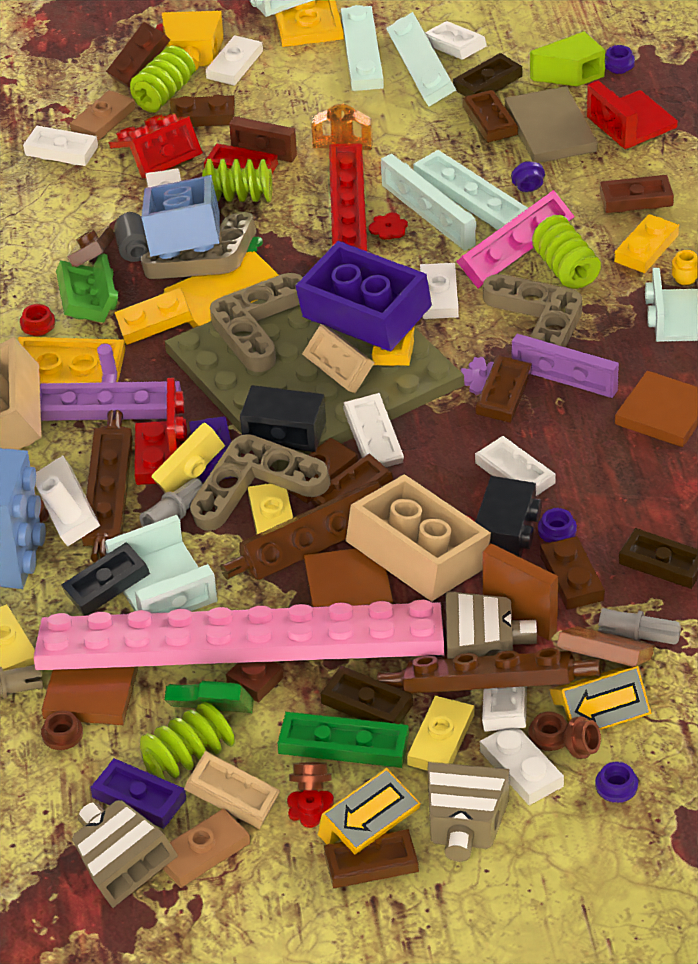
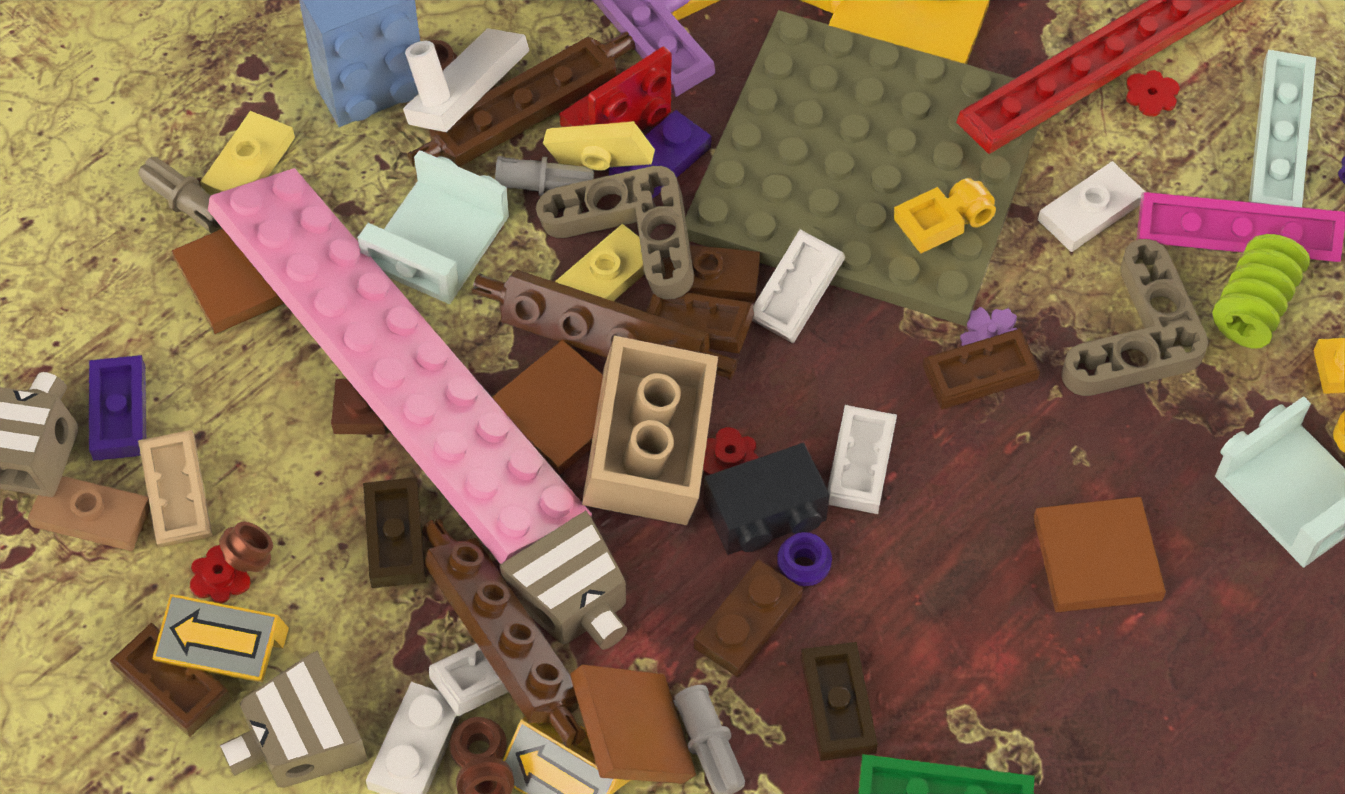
camera: 50 degrees right, 15 degrees up
(61, 730) = (156, 276): copper plate -> none
(105, 579) = (384, 186): black plate -> none
(183, 739) = (204, 406): lime piece -> none
(221, 695) = (275, 389): green tile -> none
(279, 296) = (868, 51): dark tan beam -> none
(284, 417) = (726, 189): black brick -> none
(338, 358) = (863, 180): tan plate -> none
(343, 739) = (320, 548): green plate -> none
(364, 295) = (951, 140): dark purple brick -> none
(428, 202) = (1212, 156): light aqua plate -> none
(440, 733) = (400, 637): light yellow plate -> none
(528, 586) = (642, 584): dark orange tile -> none
(567, 365) = (1068, 407): medium lavender tile -> none

